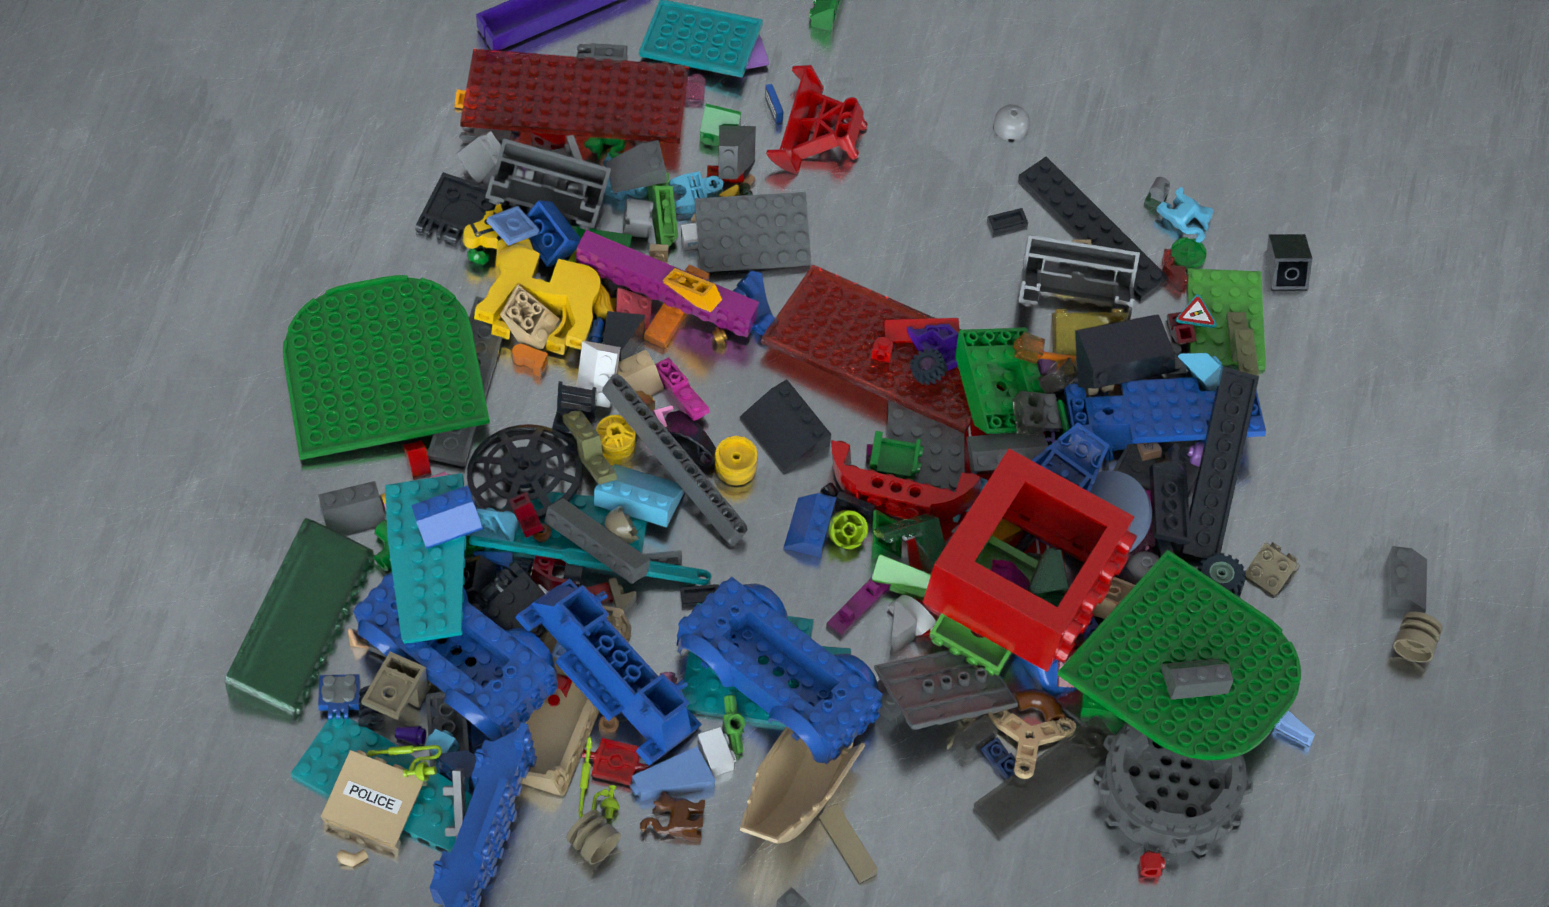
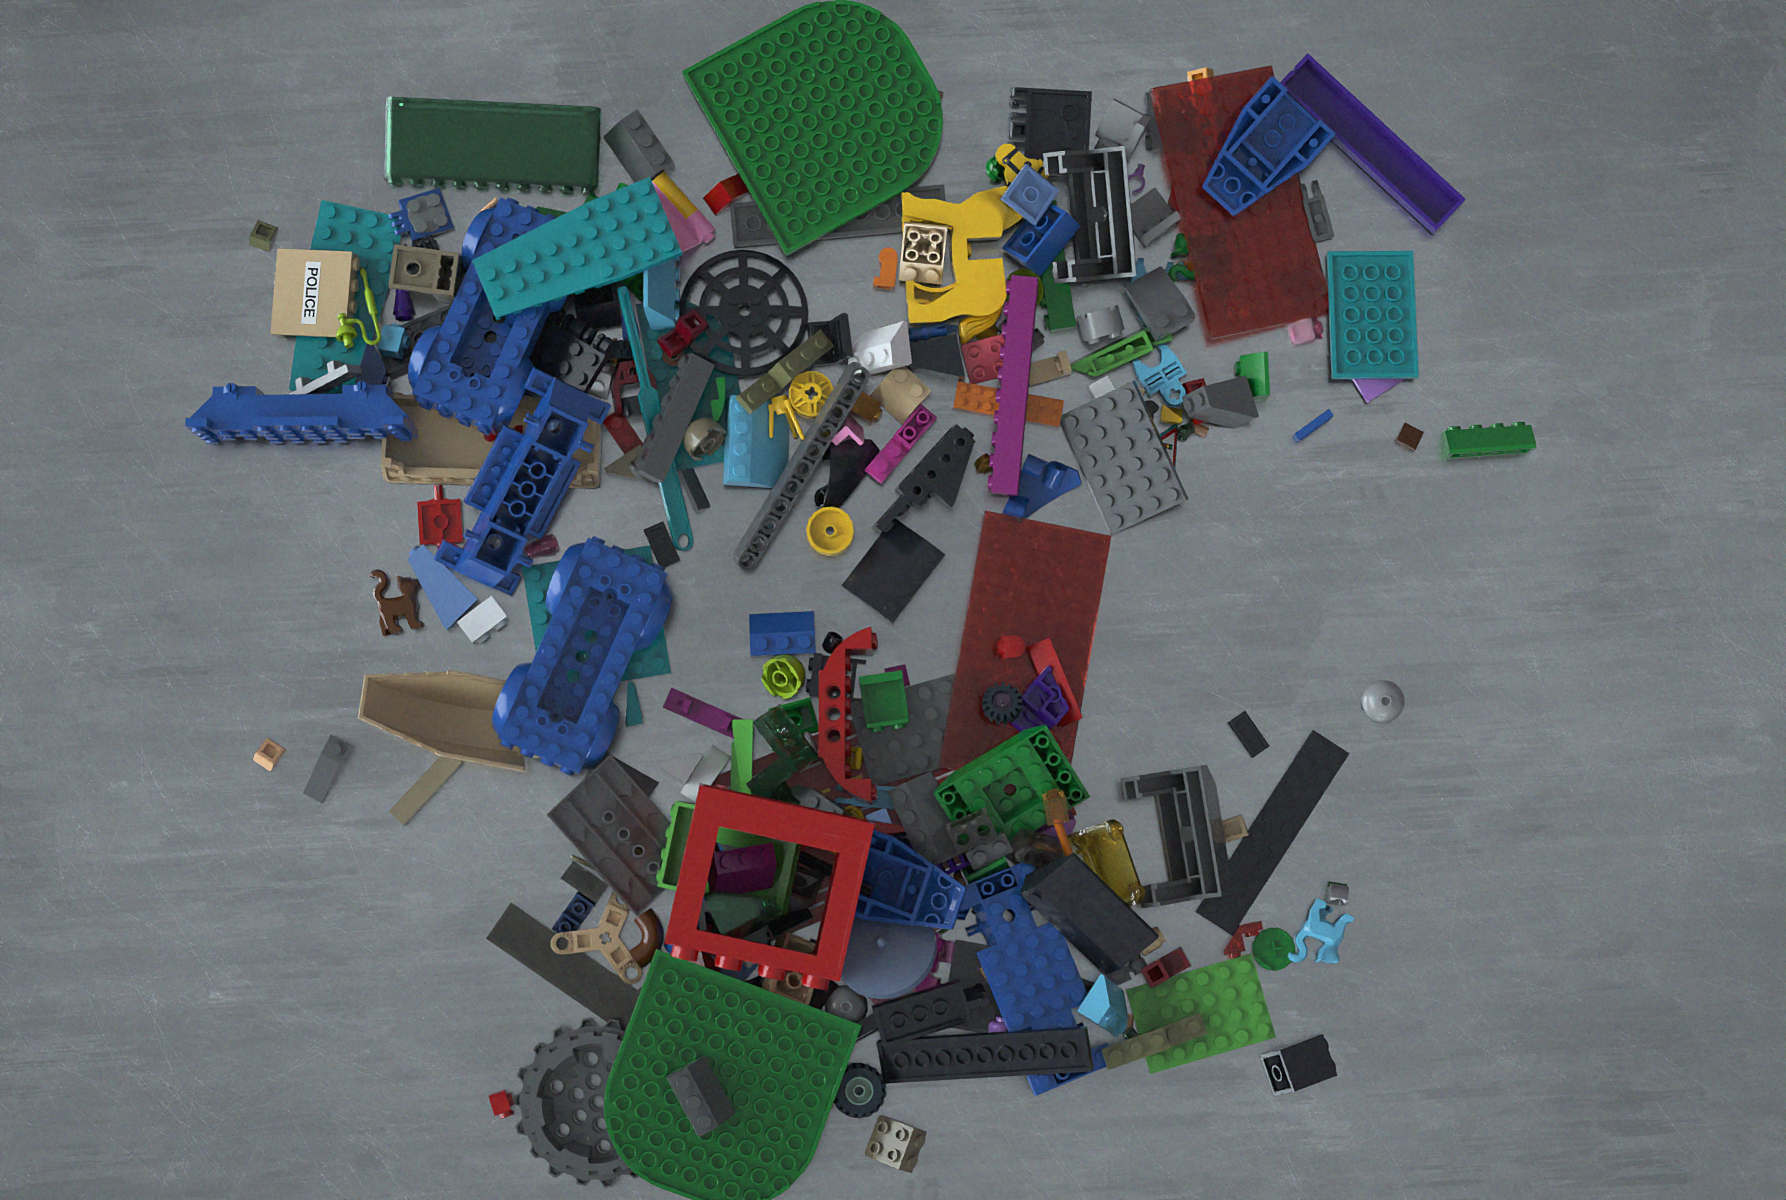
camera: 75 degrees right, 25 degrees up
(302, 833) = (262, 235): none -> olive slope
(351, 859) = (248, 294): tan arm -> none
(447, 517) = (616, 257): slope -> none
(542, 59) = (1265, 148): none -> blue wedge
(588, 503) = (719, 404): none -> green slope
(593, 836) = (342, 527): dark tan wheel -> none
(609, 804) = (388, 530): lime piece -> none
(617, 462) = (783, 406): none -> yellow plant
(694, 289) = (1000, 418): light orange slope -> none
(719, 370) = (943, 479): none -> black wedge
(732, 714) = (509, 632): bright green axle -> none
(802, 121) = (1298, 464): red piece -> none
(807, 46) = (1409, 437): none -> reddish brown slope
(1196, 314) = (1183, 979): piece -> none

